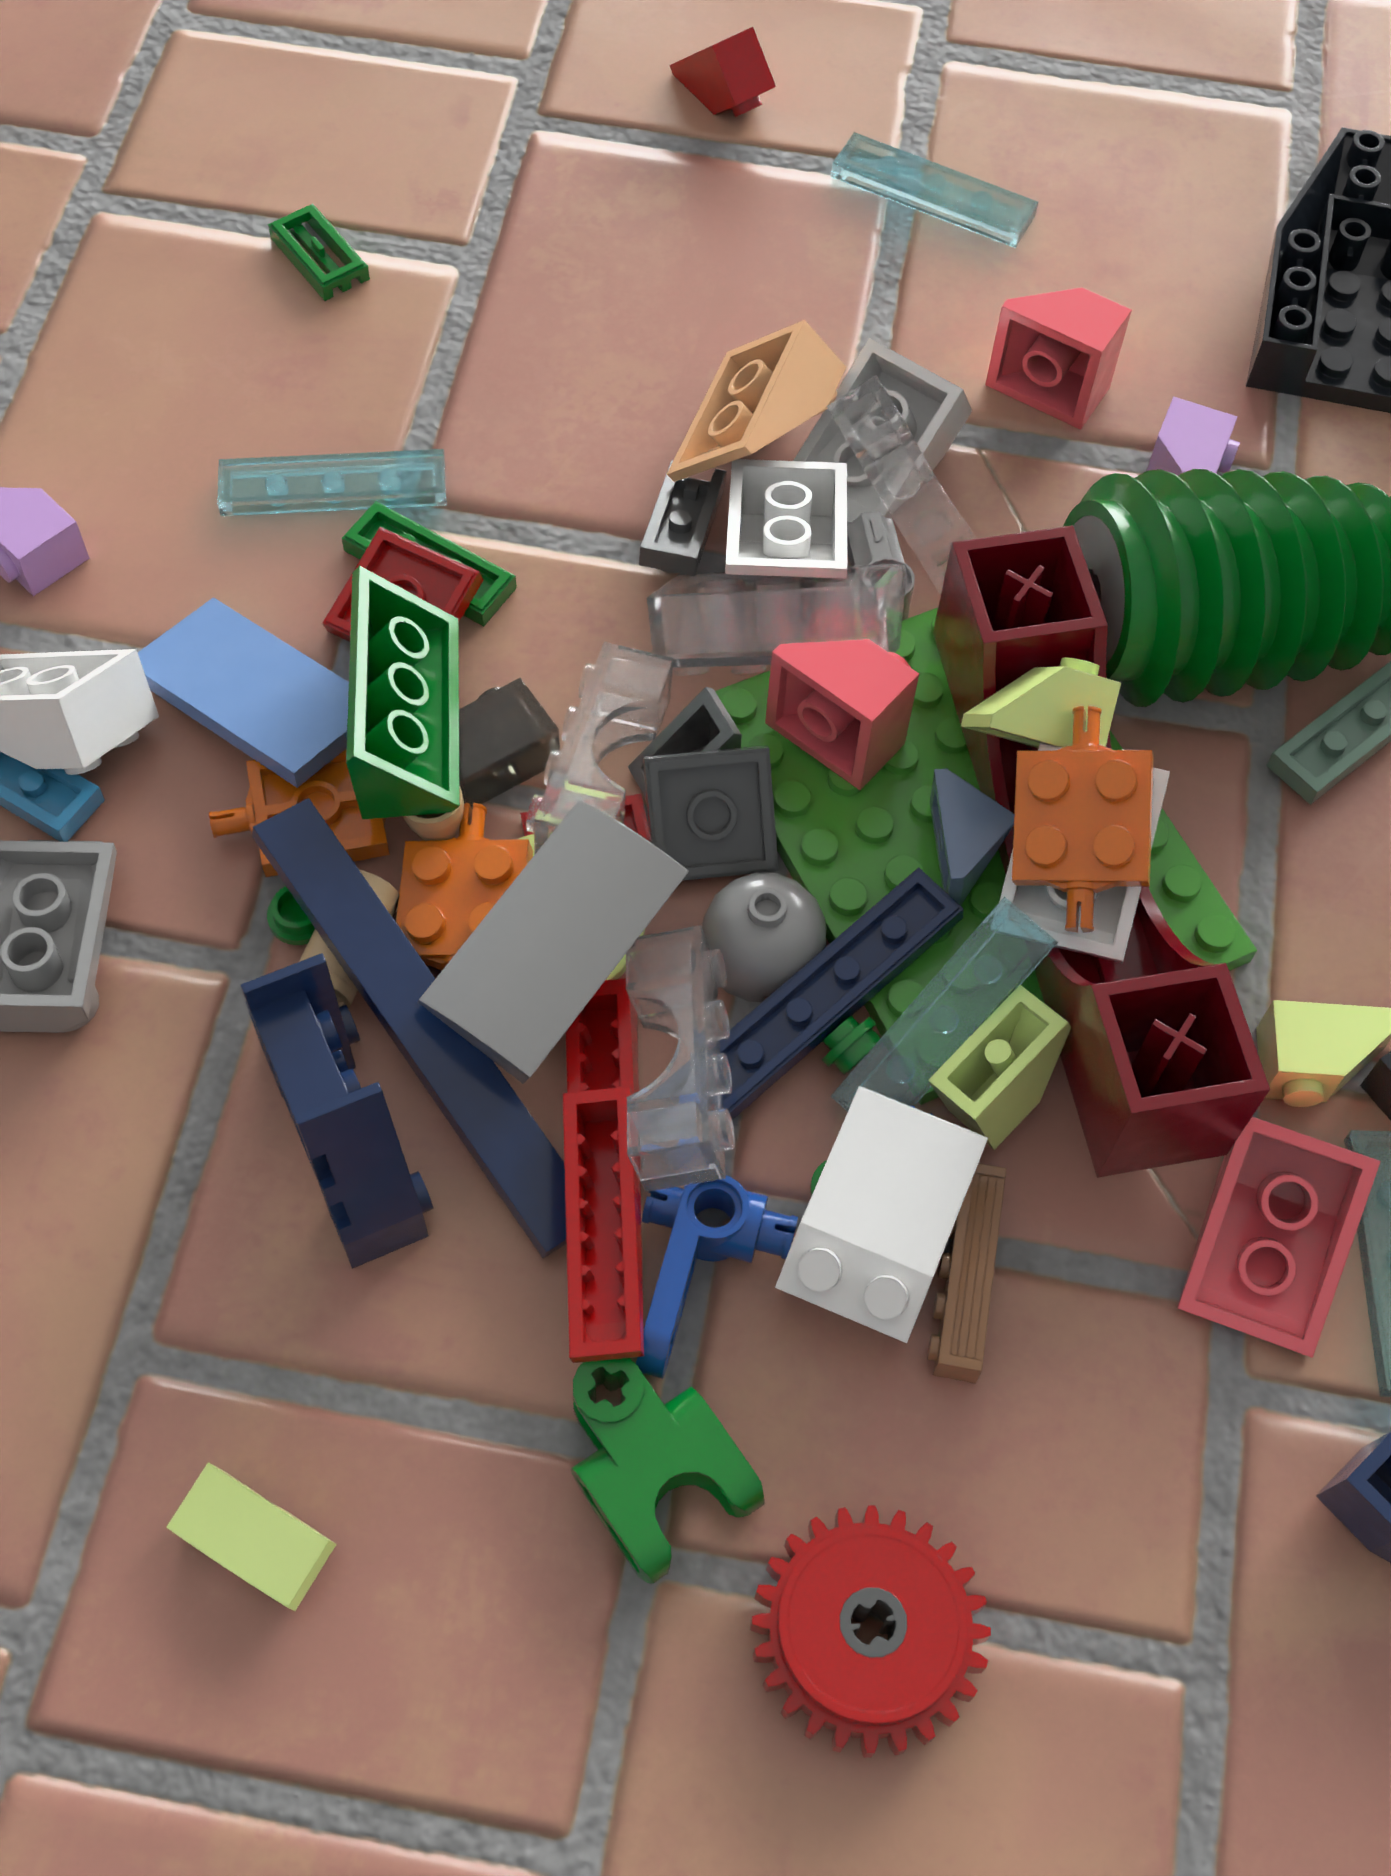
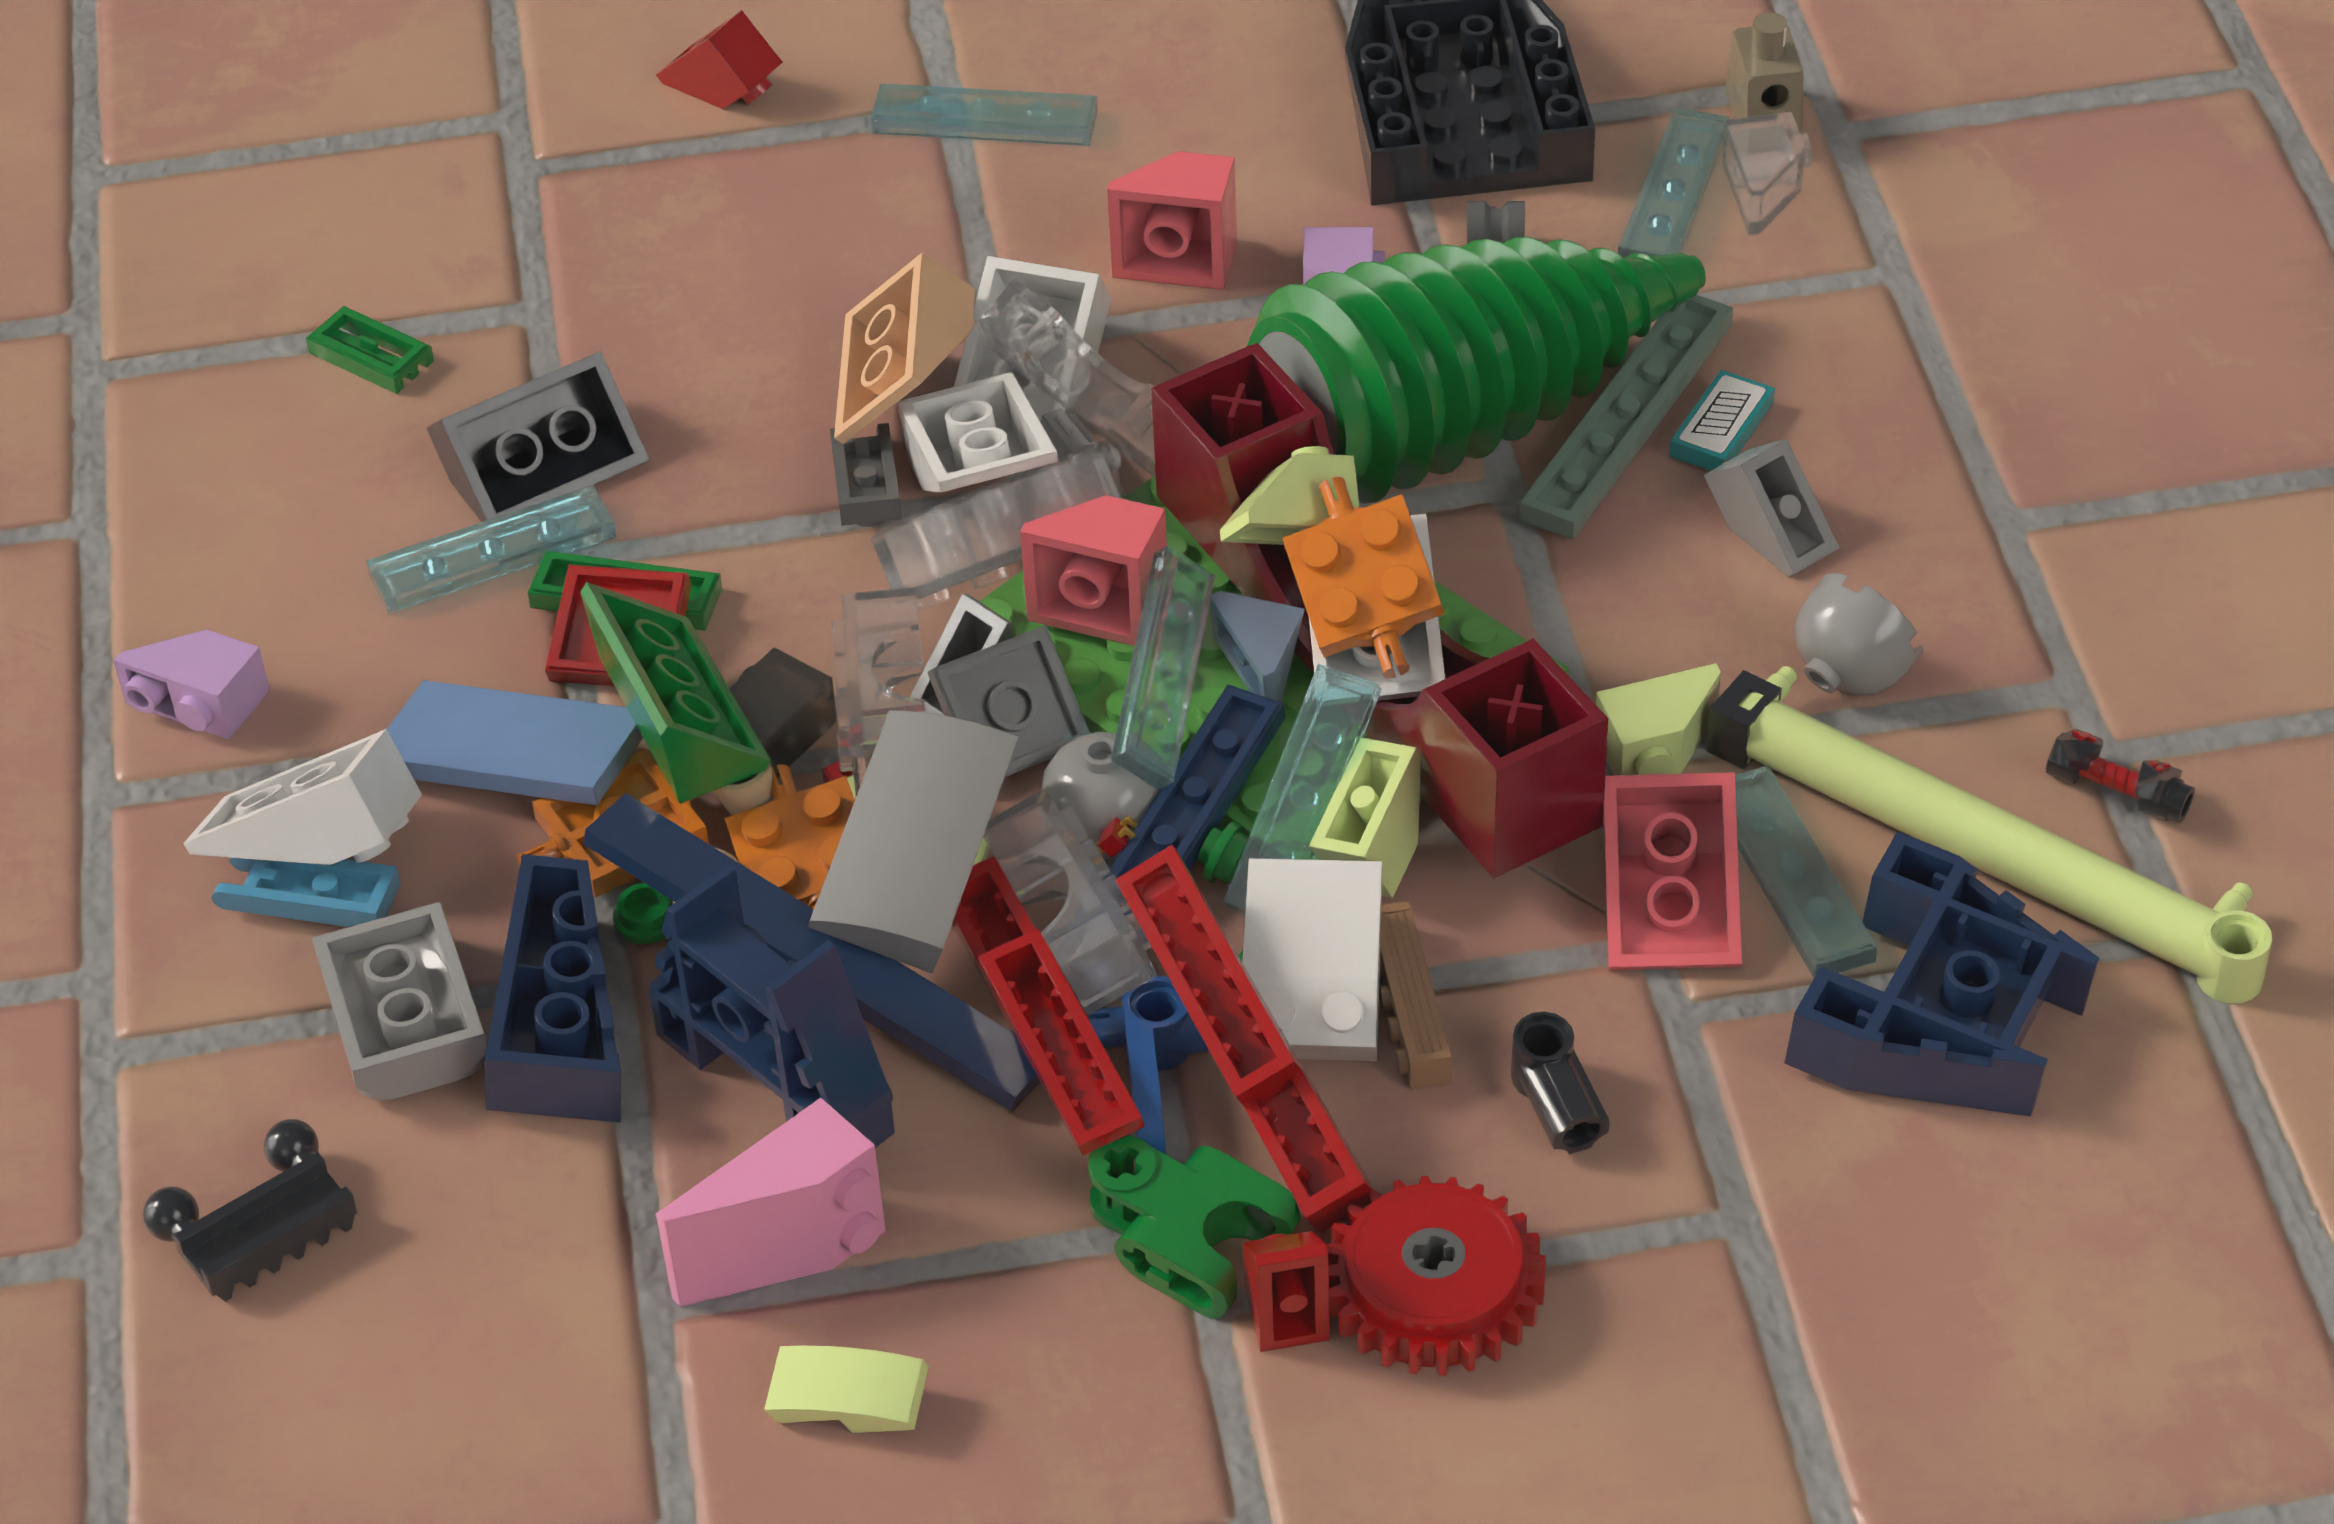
camera: 15 degrees left, 15 degrees down
(162, 991) = (552, 1013): none -> dark blue wedge
(264, 1311) = (776, 1210): none -> bright pink slope
(415, 391) = (539, 440): none -> slope
(717, 1587) = (1288, 1289): none -> red slope
(750, 992) = (1115, 835): none -> red piece
(776, 1298) = (1245, 1040): none -> red slope
(859, 836) = (1163, 668): none -> clear light blue tile
(1074, 1445) = (1556, 1082): none -> black piece
(1352, 451) = (1494, 223): none -> dark grey wheel

